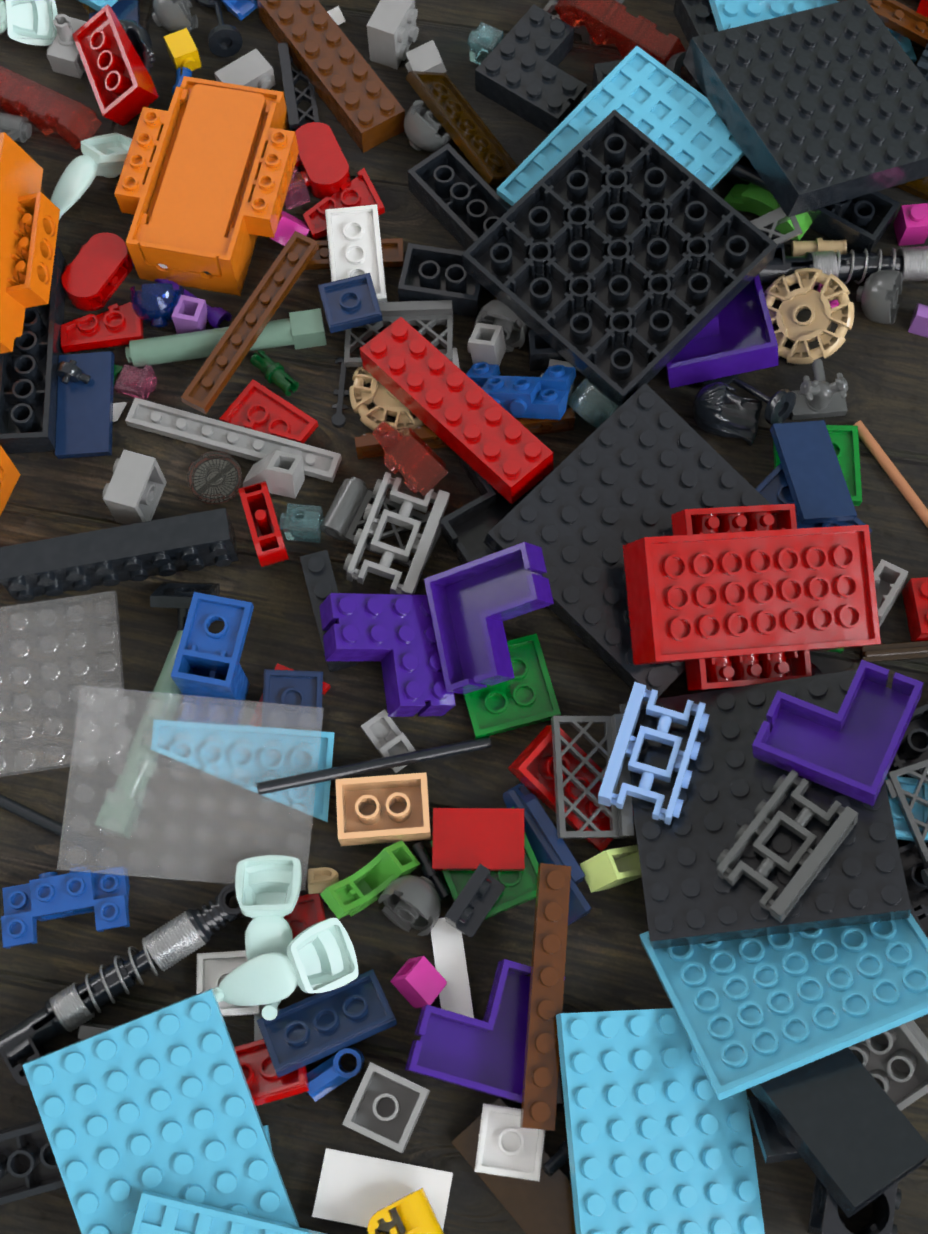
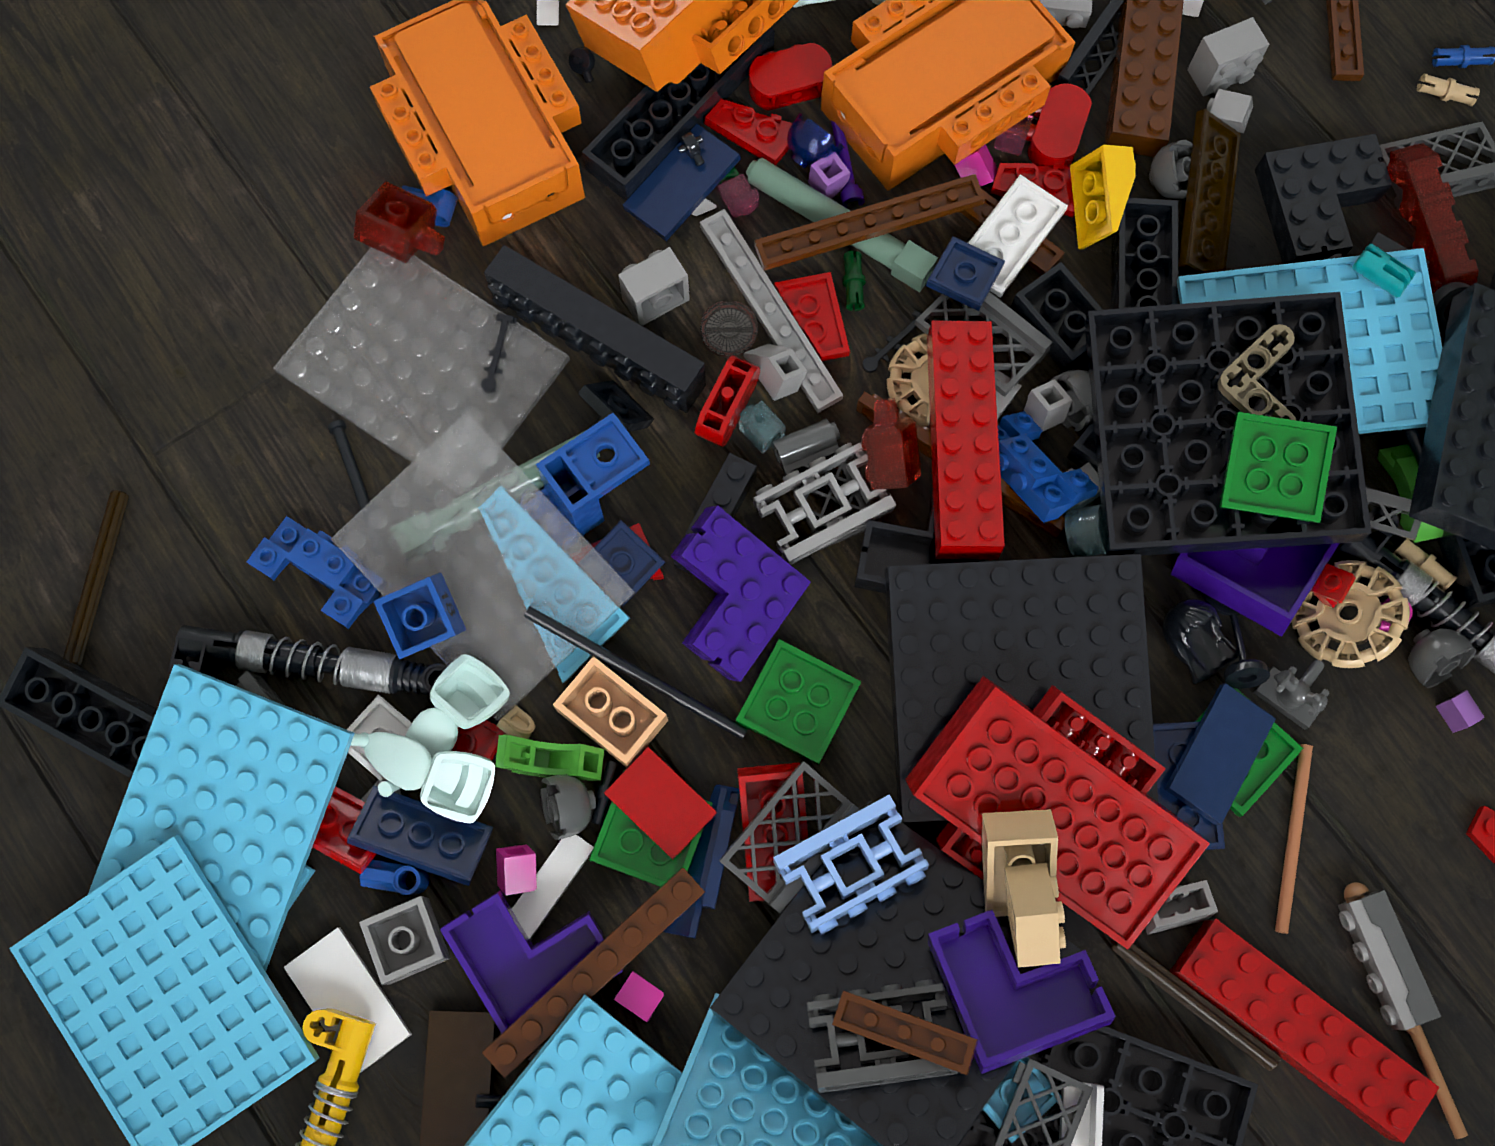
camera: 40 degrees right, 5 degrees up
(72, 660) = (489, 384): none -> black piece
(181, 861) = (420, 615): none -> blue brick
(387, 737) = (668, 658): light grey slope -> none
(392, 177) = (1101, 191): none -> yellow slope
(470, 612) = (817, 617): dark purple piece -> none
(474, 902) = (610, 849): black bracket -> none
(483, 42) = (1299, 132): clear light blue brick -> none
(507, 1147) = (460, 1054): white tile -> none
(591, 986) = (639, 996): none -> dark pink panel
(612, 868) = (740, 921): yellowish green slope -> none
(614, 215) = (1250, 386): none -> dark tan beam
(626, 77) = (1384, 270): none -> teal arm
(682, 249) = (1278, 467): none -> green plate
(765, 643) = (1015, 840): none -> tan slope
(780, 303) = (1333, 585): none -> red bracket
(802, 821) = (905, 1032): none -> reddish brown plate
(809, 666) = (1034, 914): none -> tan brick

